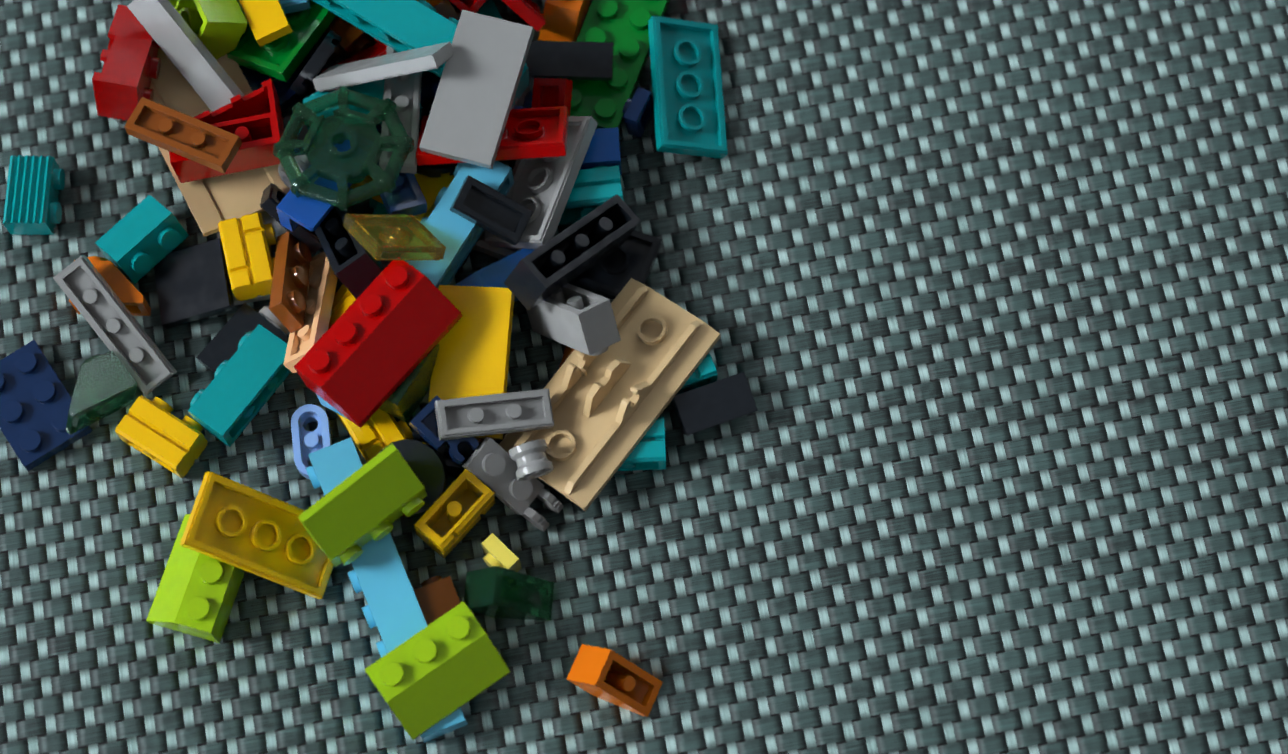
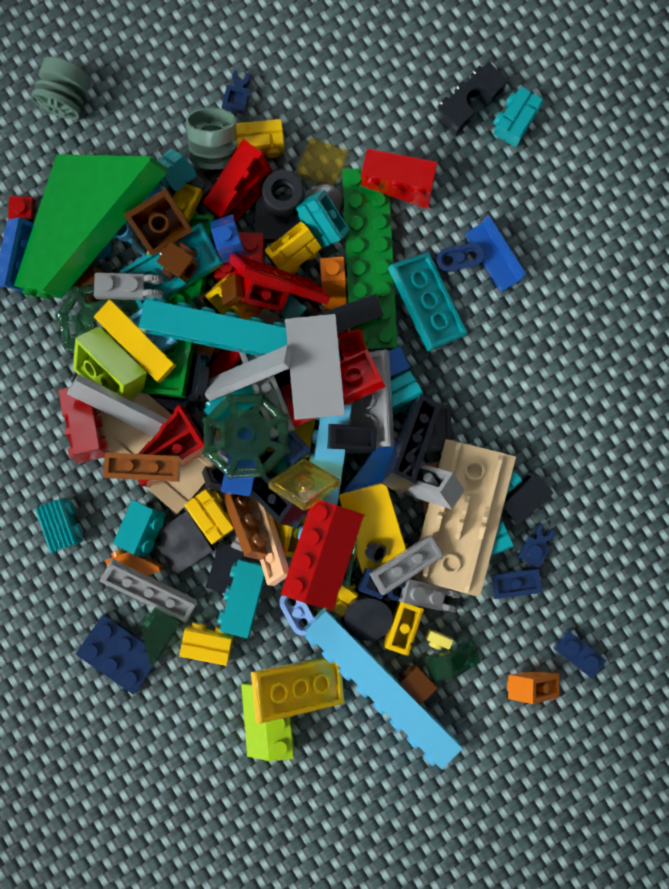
camera: 20 degrees left, 15 degrees up
(364, 506) = (356, 657): lime slope -> none
(437, 670) = (436, 731): lime slope -> none
(452, 386) = (376, 556): none -> black hinge
(531, 460) = (439, 583): light grey wheel -> none
(638, 112) = (403, 329): dark blue plate -> none
(650, 522) = (516, 583): none -> dark blue plate
(701, 488) = (534, 549): none -> dark blue plate
(704, 664) = (579, 654): none -> dark blue plate
(760, 46) = (459, 255): none -> dark blue plate
(811, 63) = (498, 257): none -> blue panel

